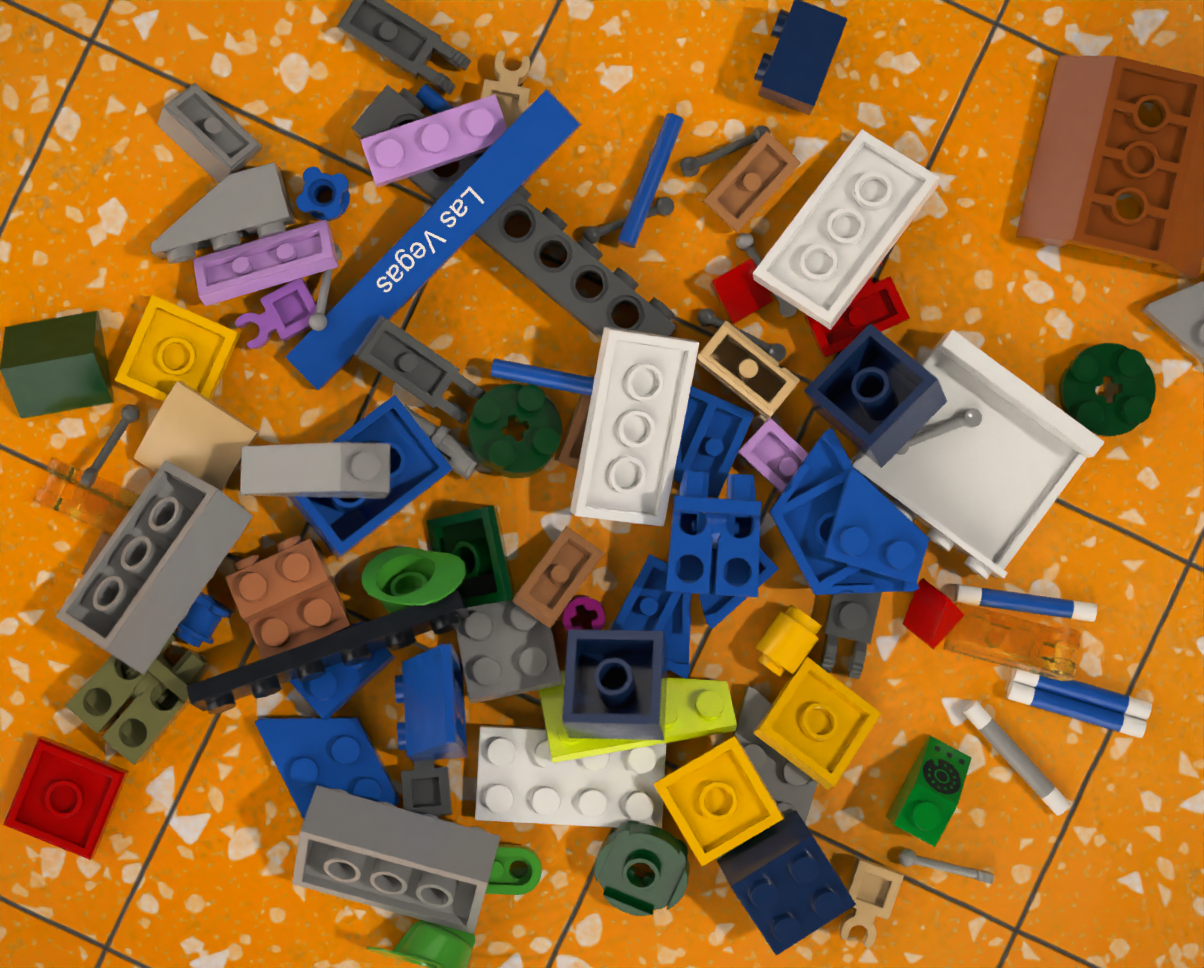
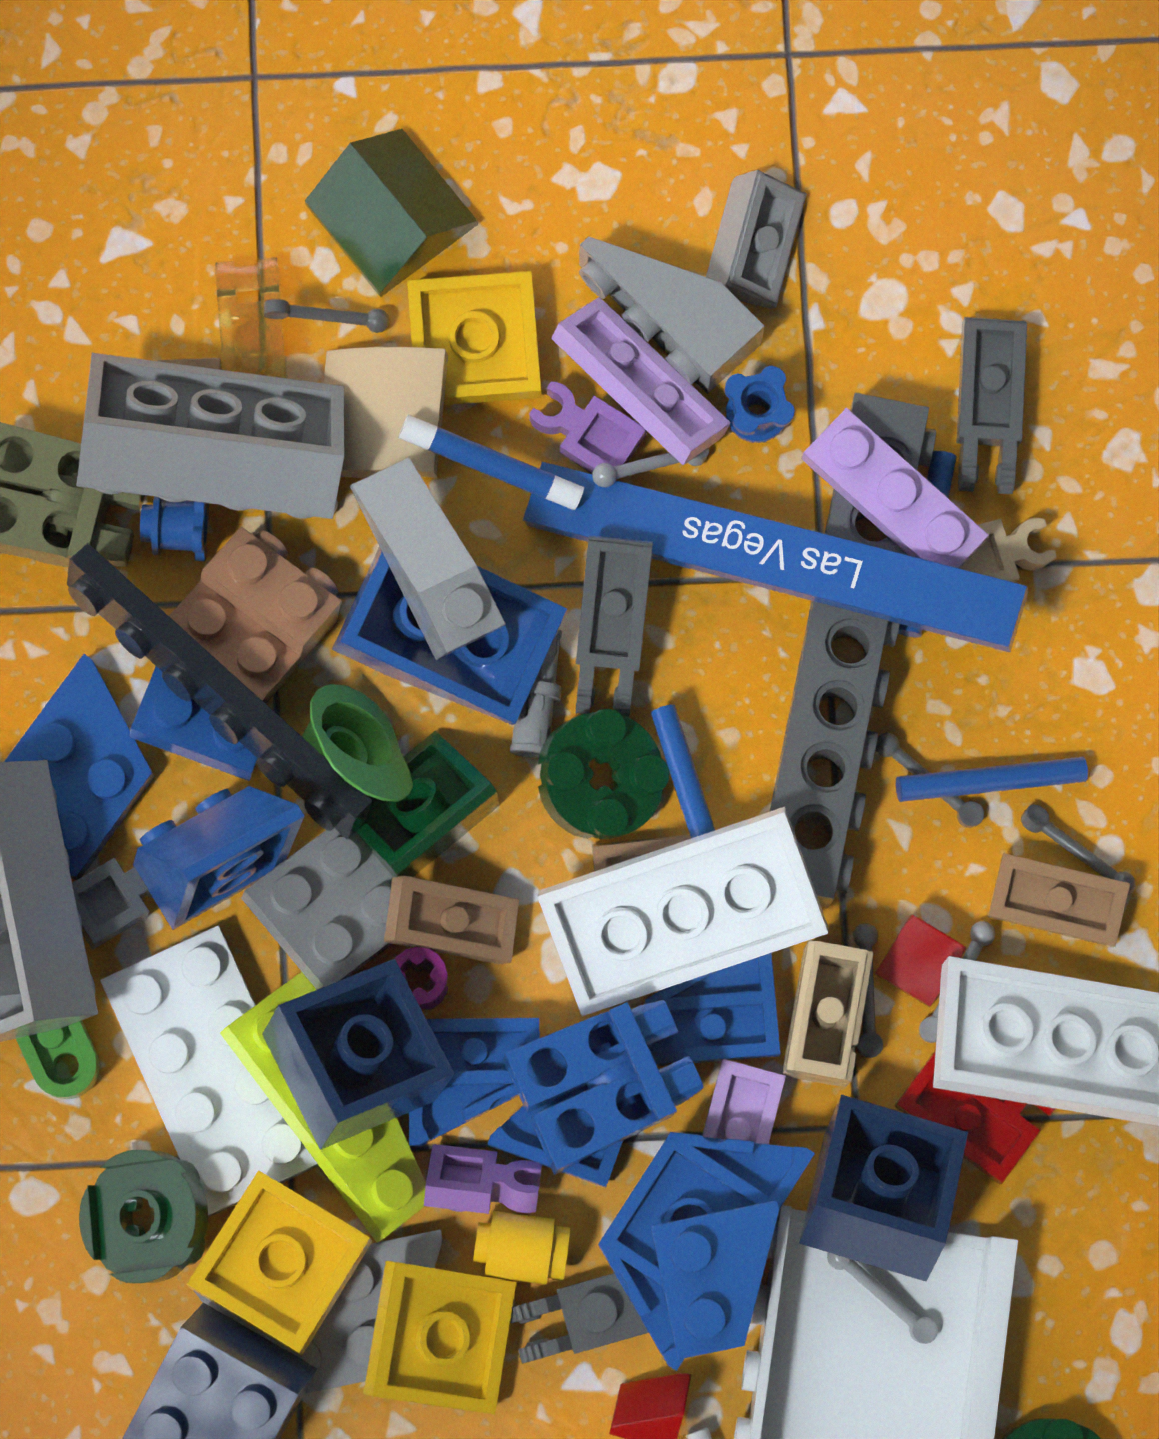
camera: 65 degrees right, 10 degrees down
(270, 392) = (491, 462): none -> blue bar
(728, 651) = (471, 1180): none -> medium lavender plate

